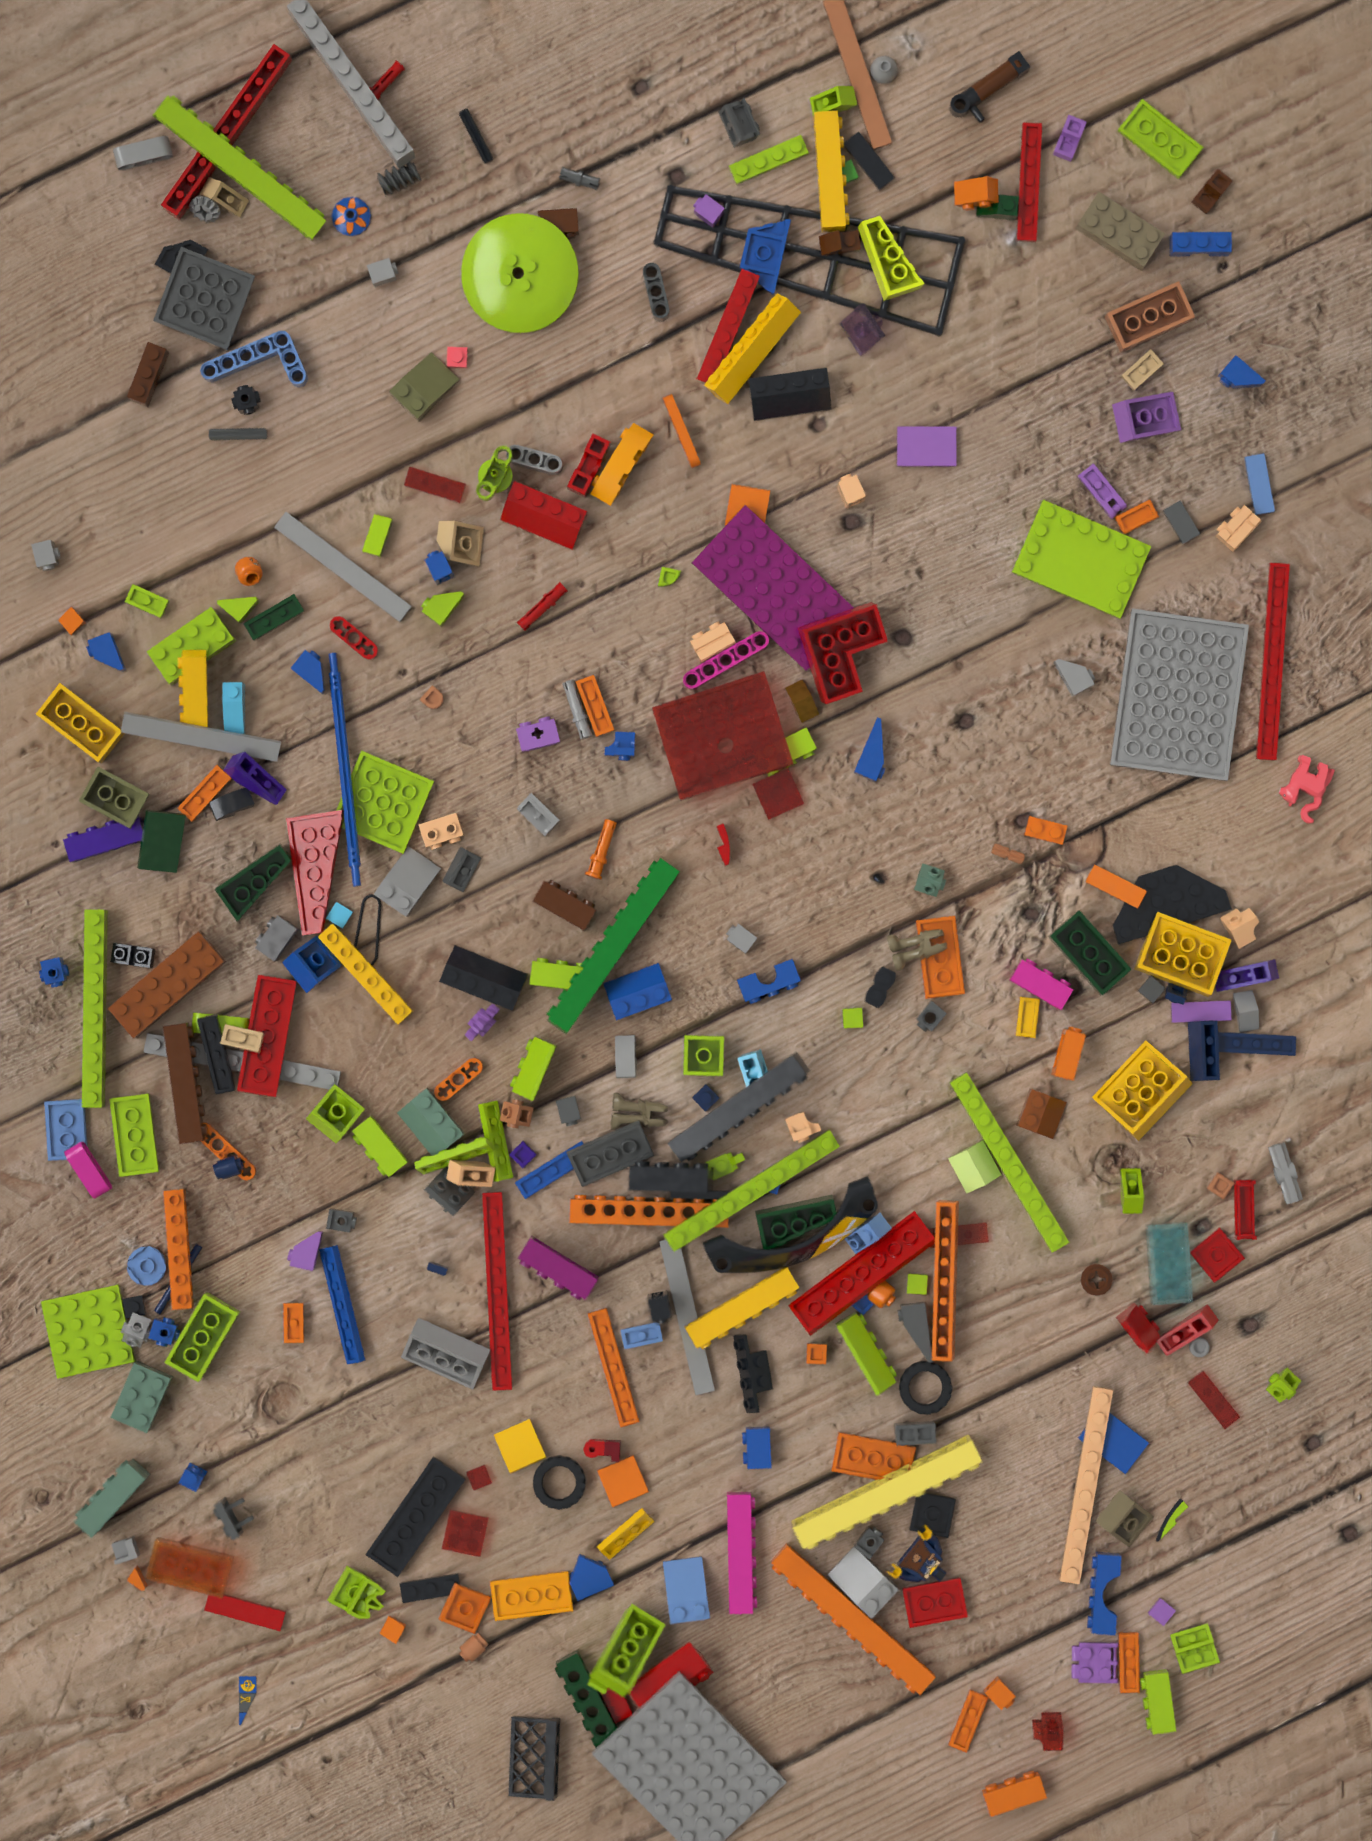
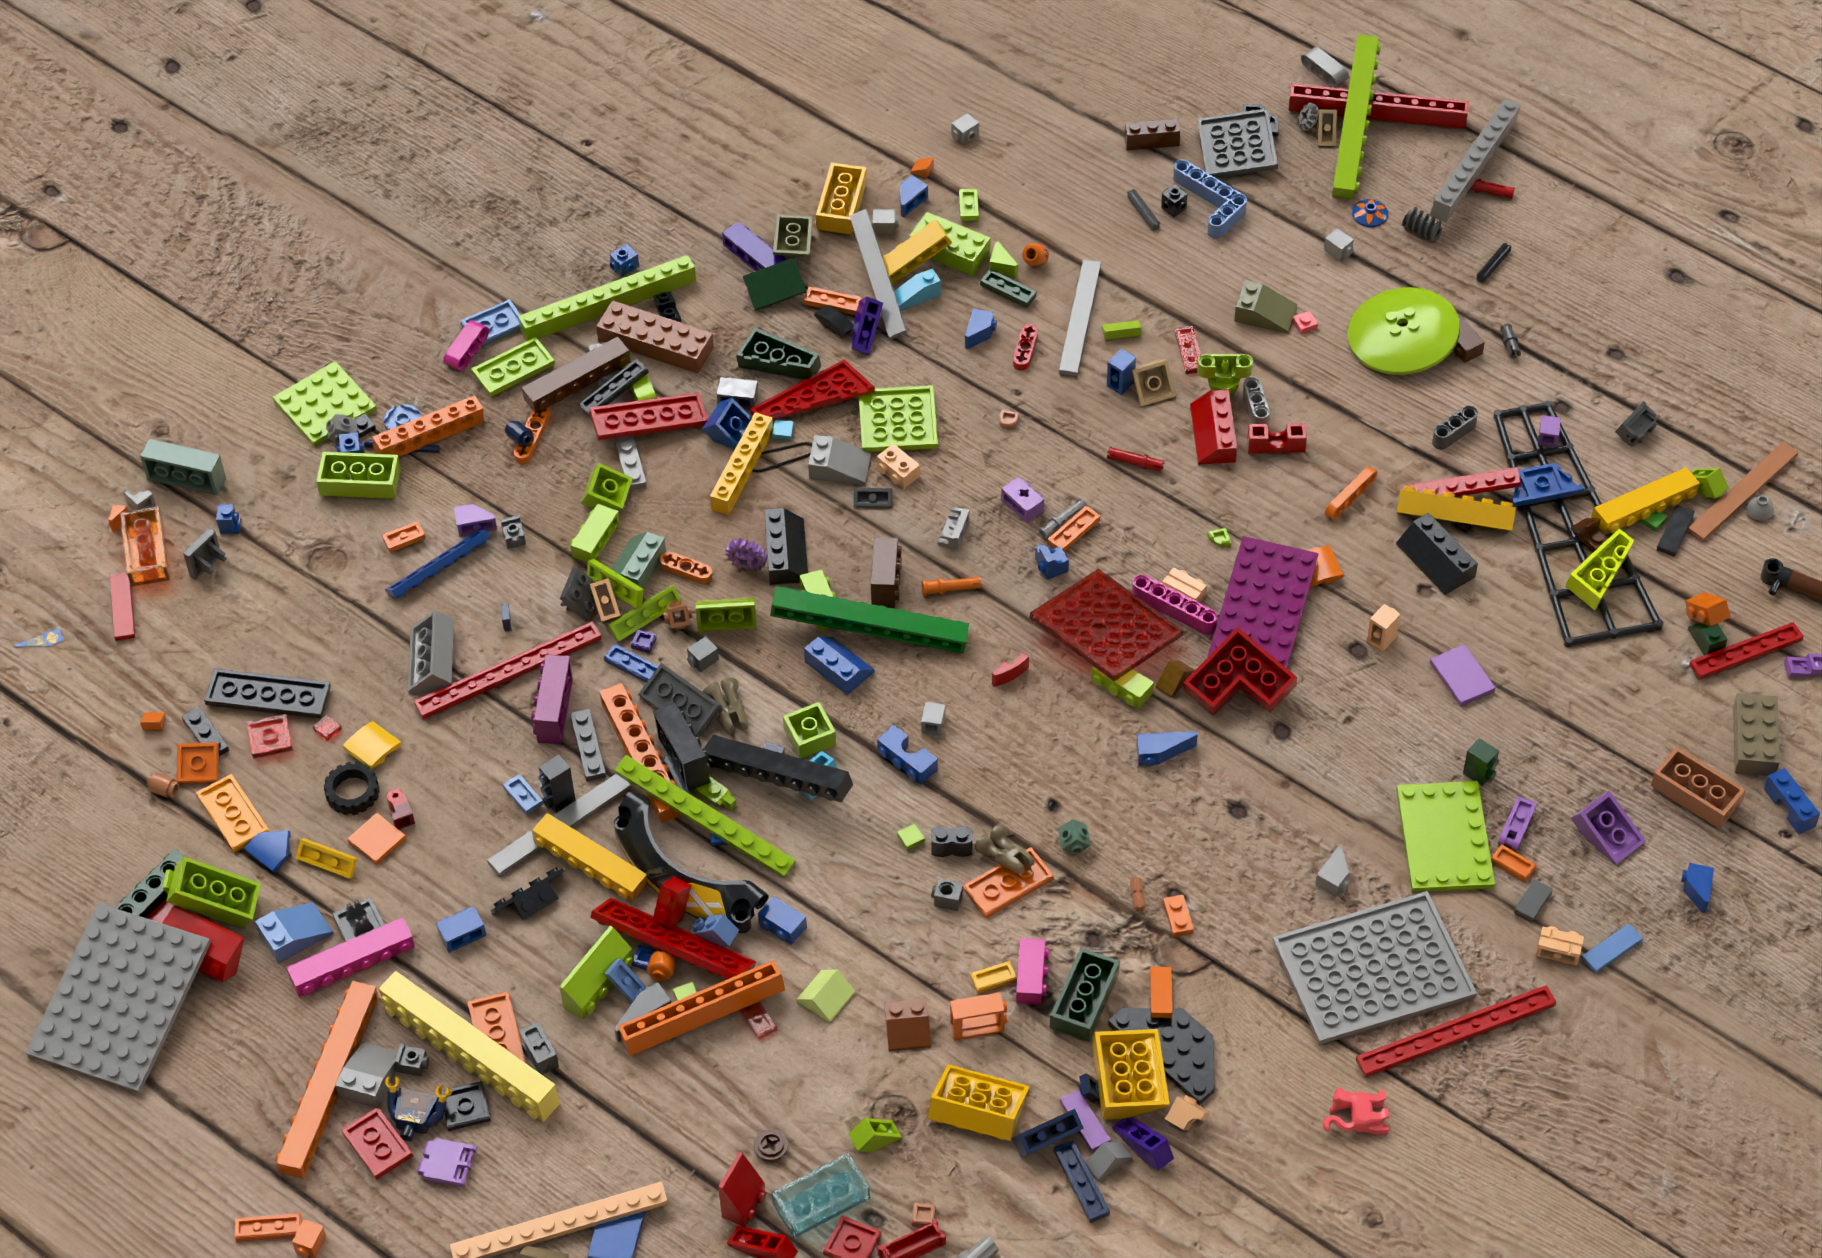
camera: 65 degrees right, 35 degrees down
(129, 694) = (885, 222): none -> light grey brick
(141, 1397) = (284, 457): sand green brick -> none
(242, 1038) = (636, 393): tan plate -> none
(344, 769) = (908, 378): blue axle -> none
(356, 1594) = (174, 676): lime plate -> none
(441, 606) = (1091, 392): lime slope -> none
(551, 1762) = (80, 888): black fence -> none
(613, 1254) = (588, 745): none -> plate
(613, 1367) = (481, 788): orange tile -> none
(617, 470) = (1296, 455): light orange brick -> none
(625, 1056) = (771, 677): light grey slope -> none
(707, 1531) = (358, 919): none -> dark grey plate
(768, 159) = (1622, 460): lime plate -> none
(778, 794) = (1081, 694): clear red plate -> none
(794, 1219) = (691, 856): dark green wedge -> none
(800, 1127) = (785, 835): light nougat brick -> none
(816, 1353) = (576, 939): orange plate -> none
(829, 1259) = (671, 902): none -> red brick
(862, 329) = (1529, 579): clear purple tile -> none
(884, 1331) = (624, 980): none -> medium blue plate
(886, 1170) = (782, 920): none -> brick
(935, 1406) = (590, 1062): black tyre -> none
(981, 1552) = (446, 1162): none -> plate
(1008, 1162) = (844, 1017): lime brick -> none
(1033, 488) = (1481, 762): none -> dark green brick
(1142, 370) = (1647, 807): tan plate -> none
(1151, 989) = (1080, 1066): dark grey tile -> none

